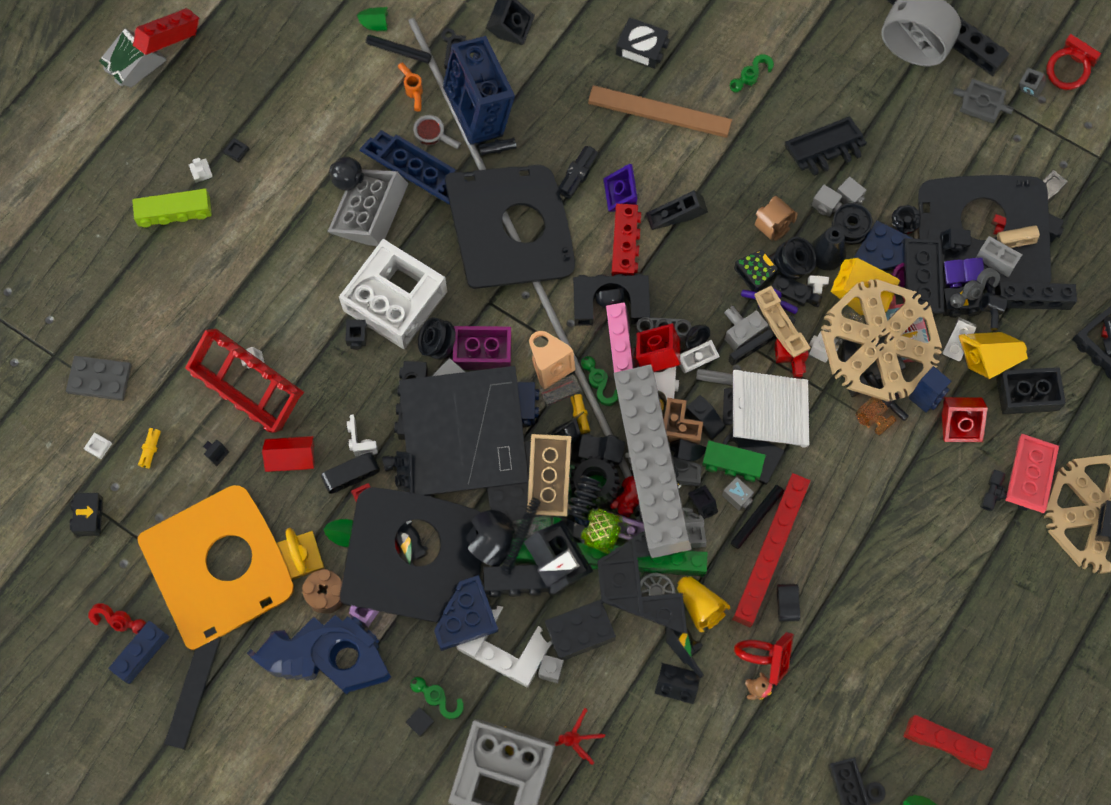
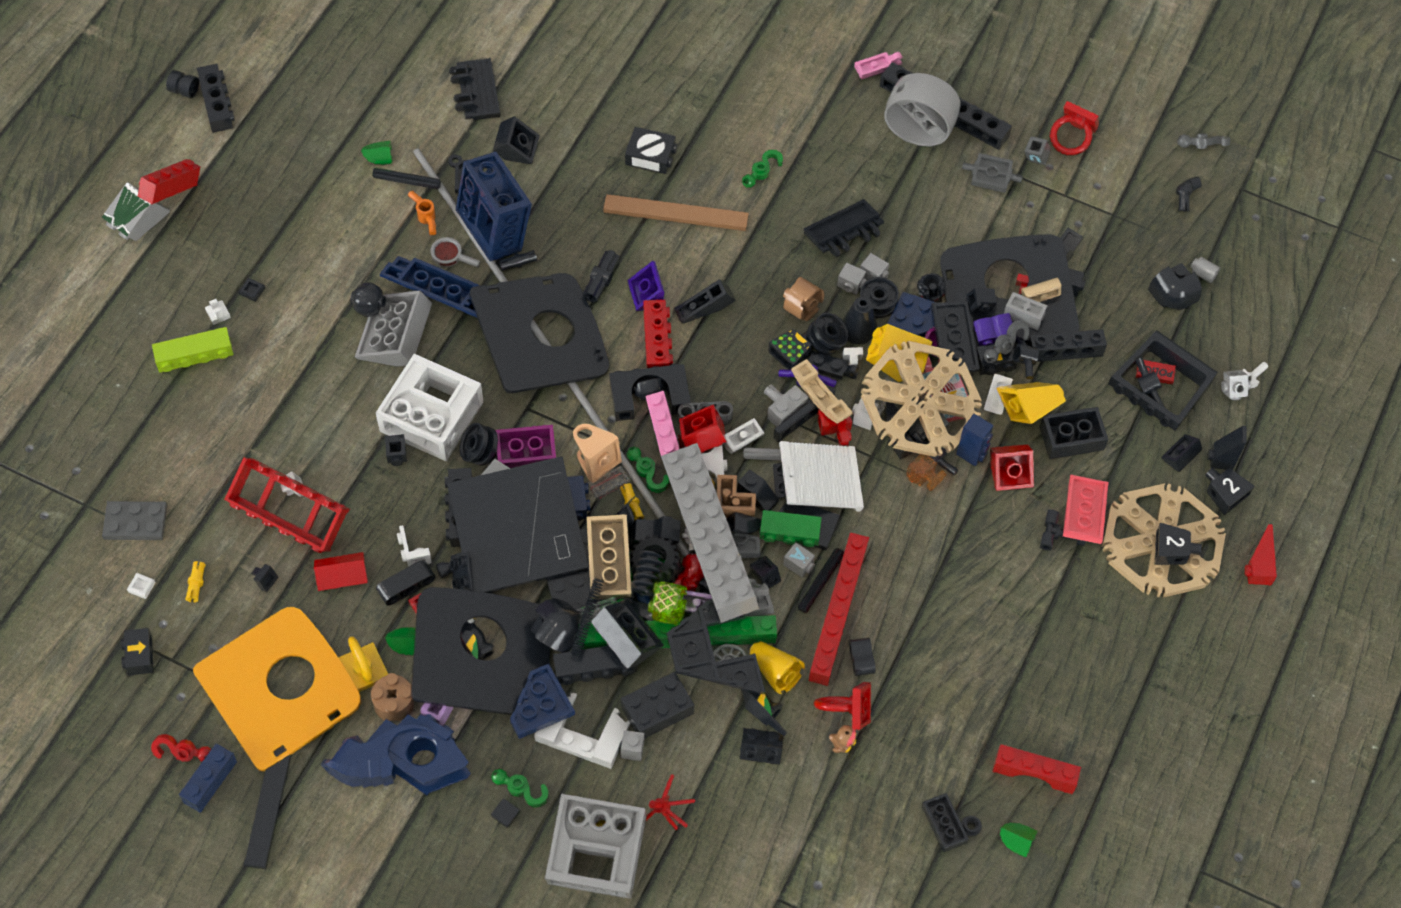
camera: 10 degrees left, 10 degrees down
(559, 567) = (629, 639): slope -> none
(701, 337) = (744, 416): black piece -> none

